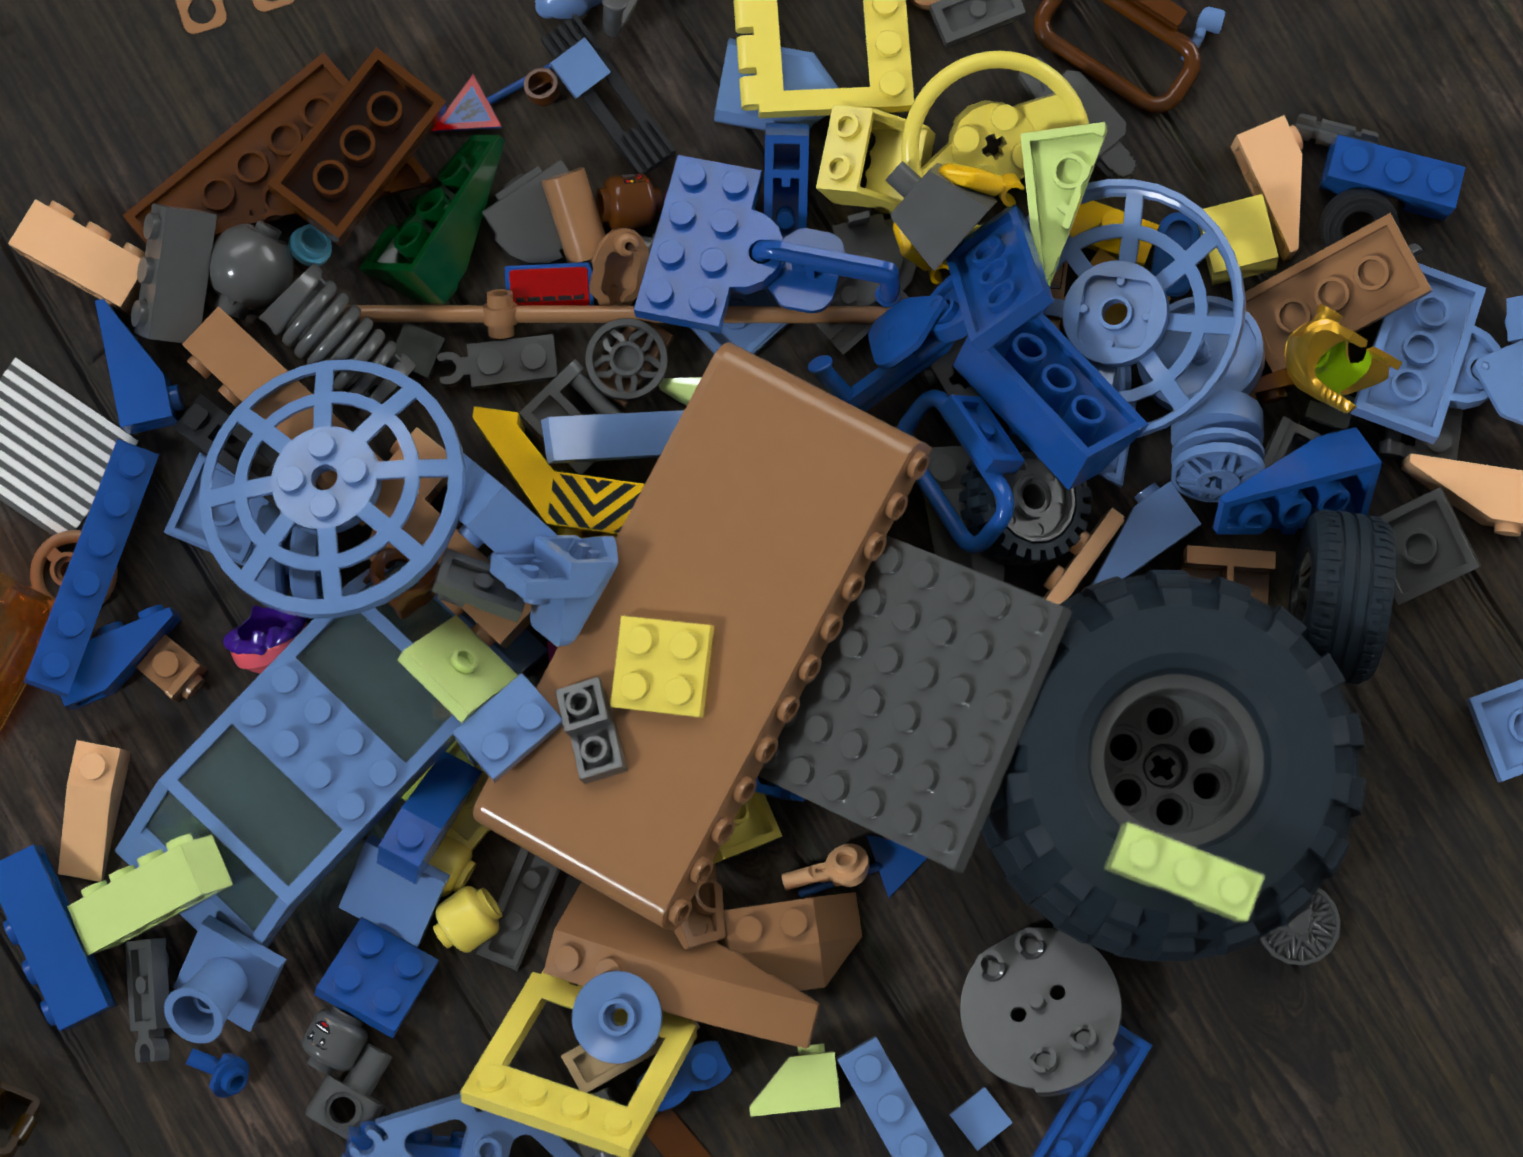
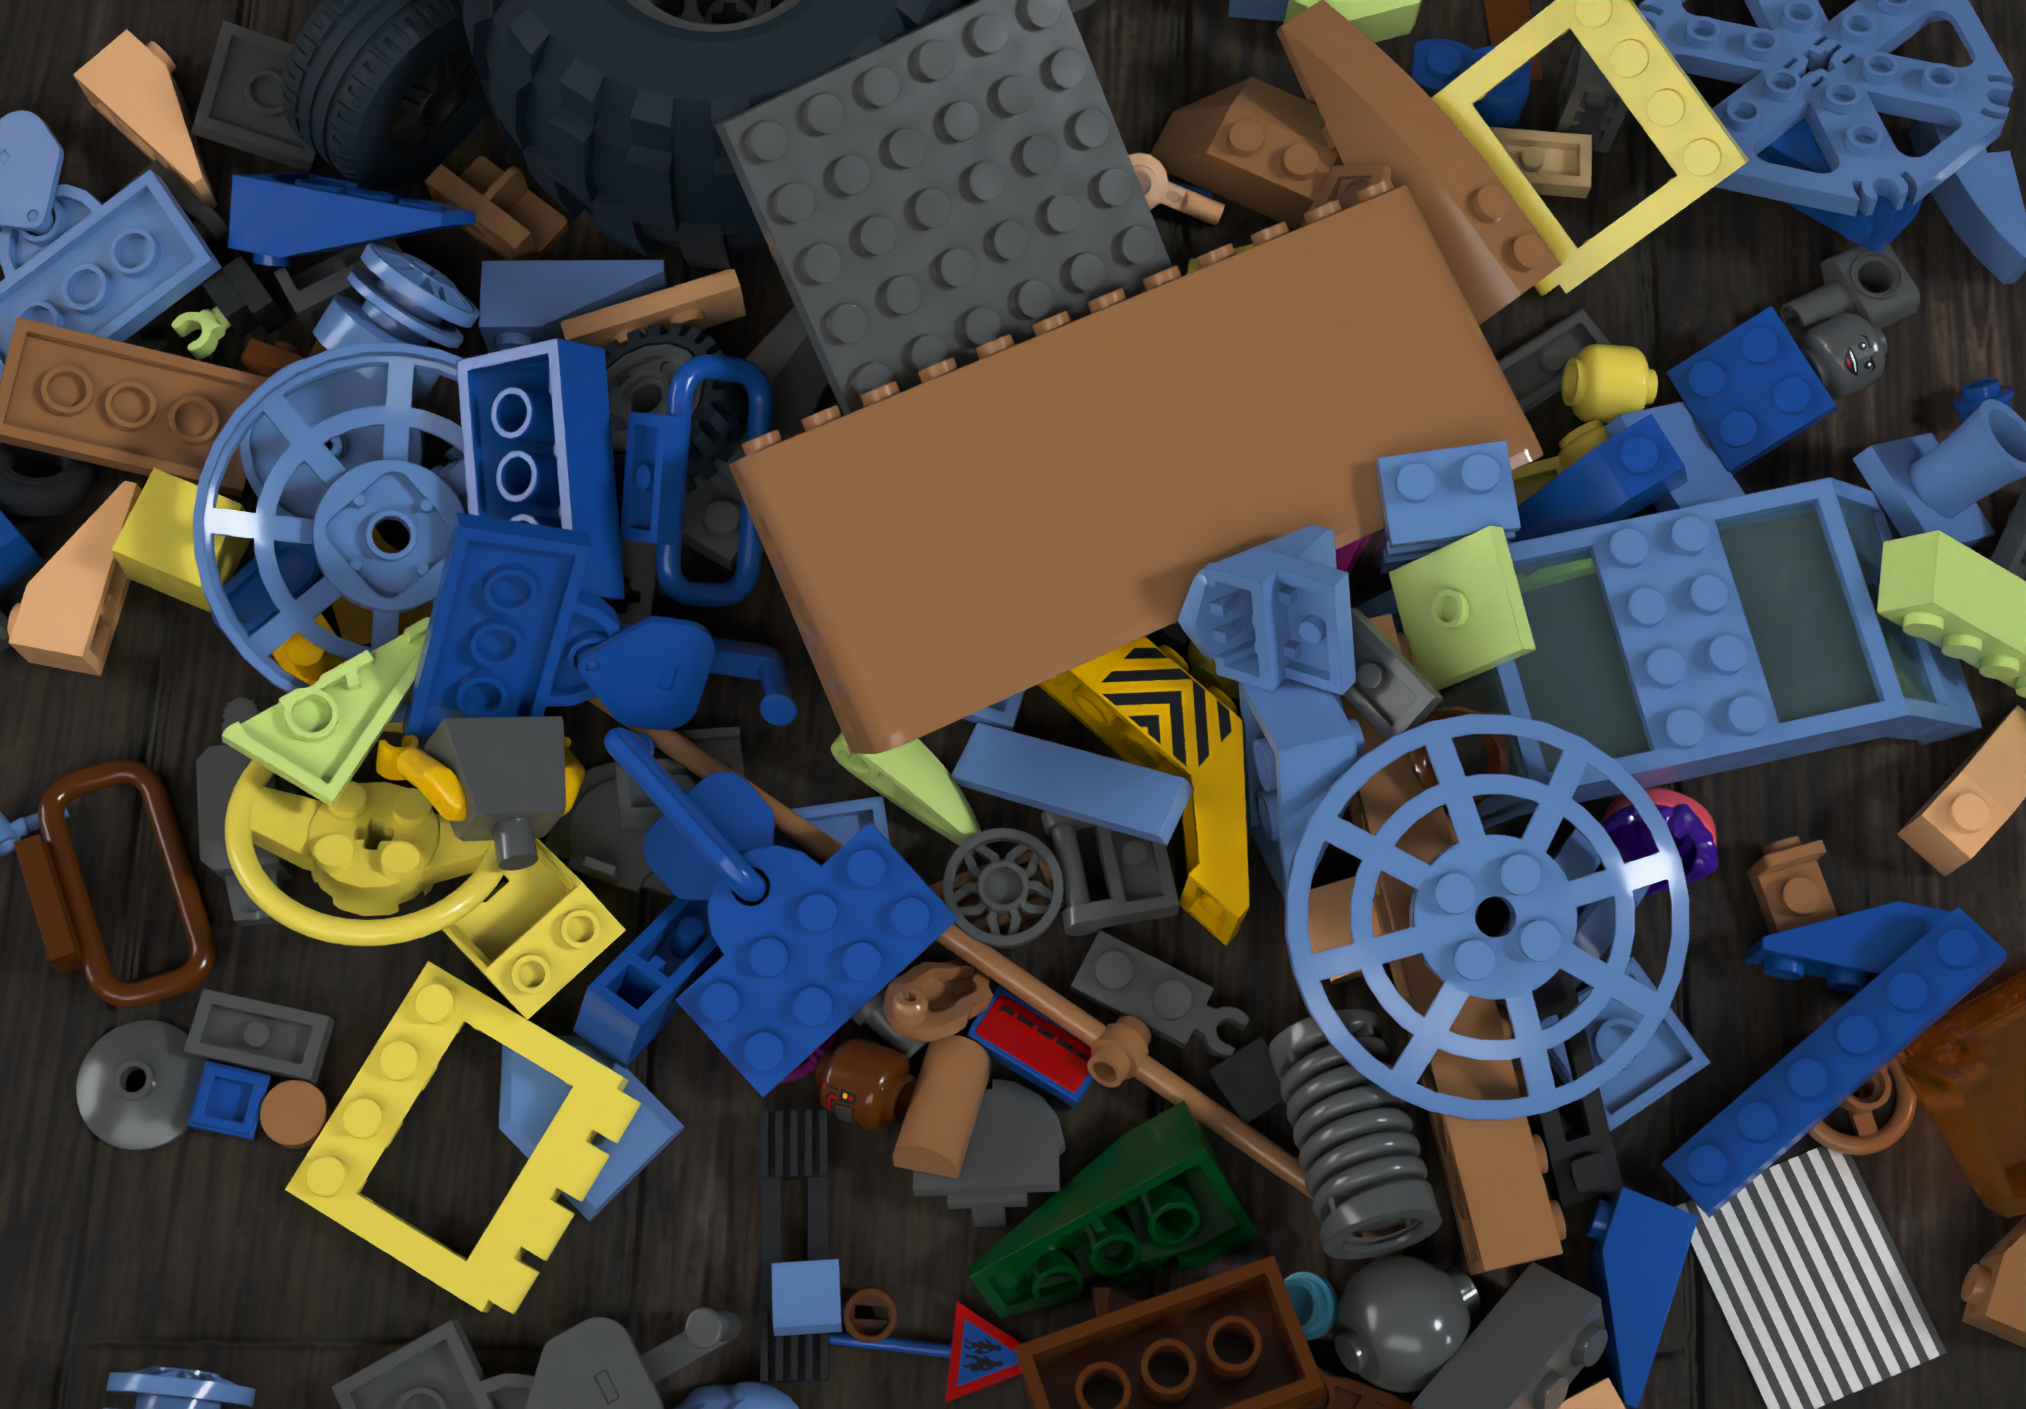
camera: 150 degrees left, 10 degrees down
(592, 730) = (1352, 424): dark grey slope -> none
(595, 1012) = (1528, 125): medium blue dish -> none
(662, 666) = (1222, 432): light yellow plate -> none
(1320, 361) = (208, 309): pearl gold piece -> none

